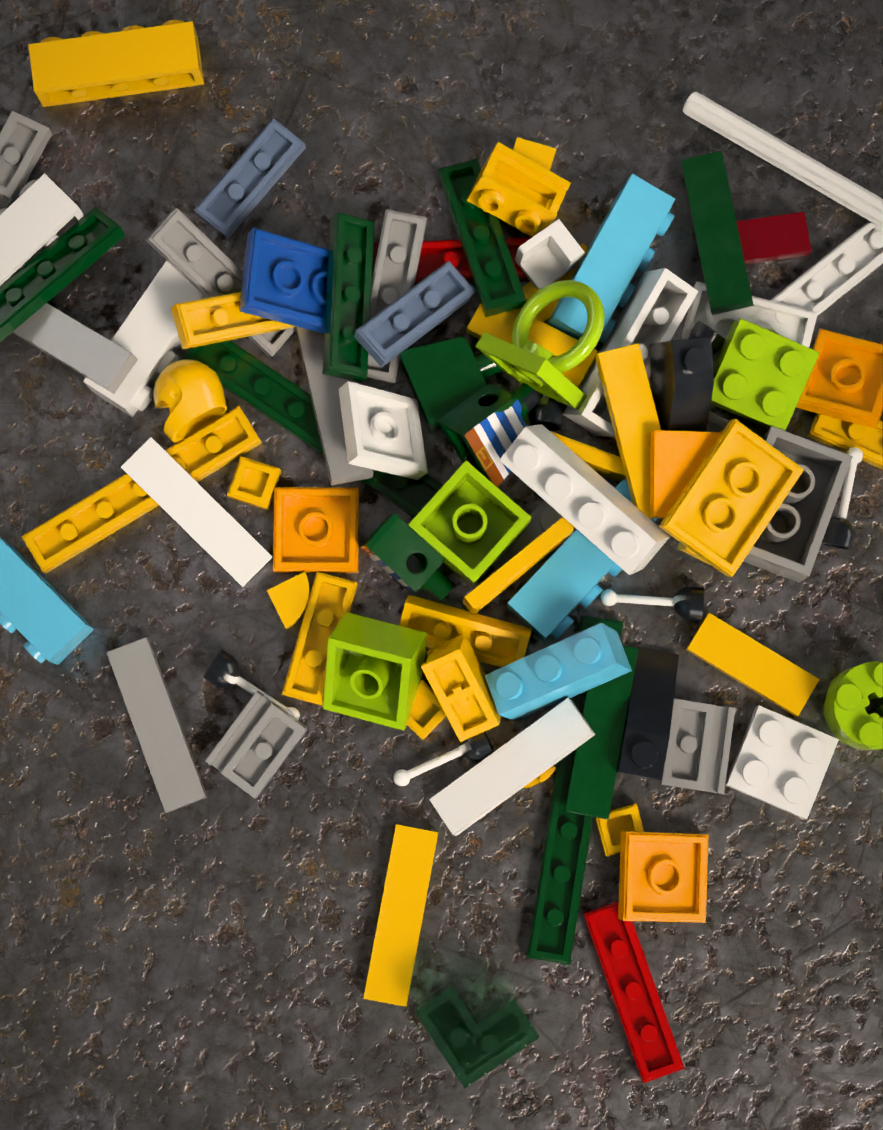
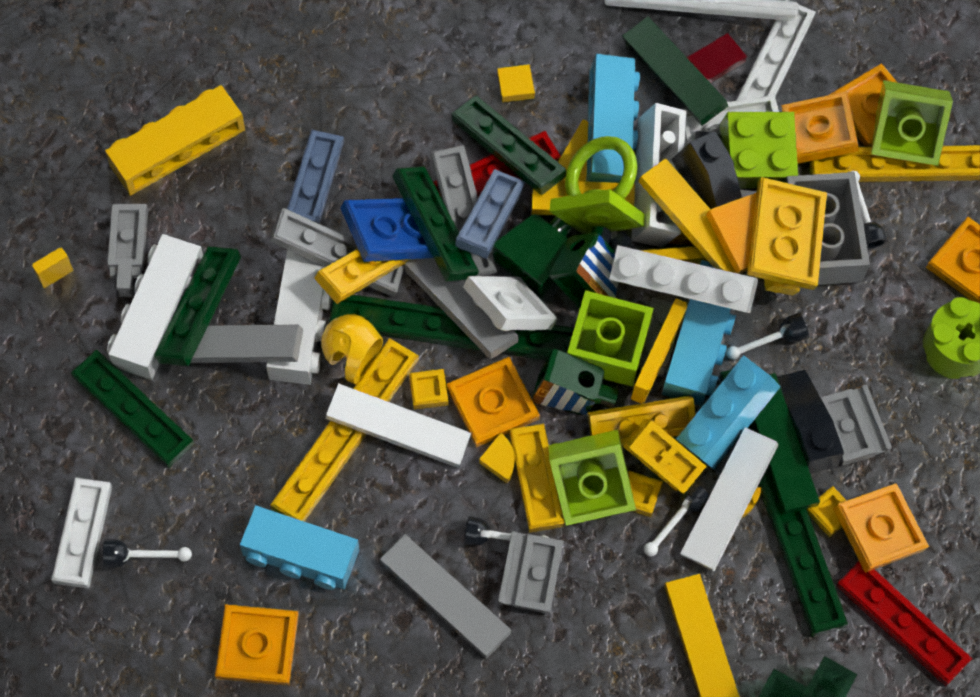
camera: 30 degrees left, 15 degrees down
(518, 191) = (520, 100): yellow hinge -> none
(549, 255) = (565, 133): white panel -> none
(752, 664) = (861, 352): yellow tile -> none
(781, 762) = (919, 410): white plate -> none

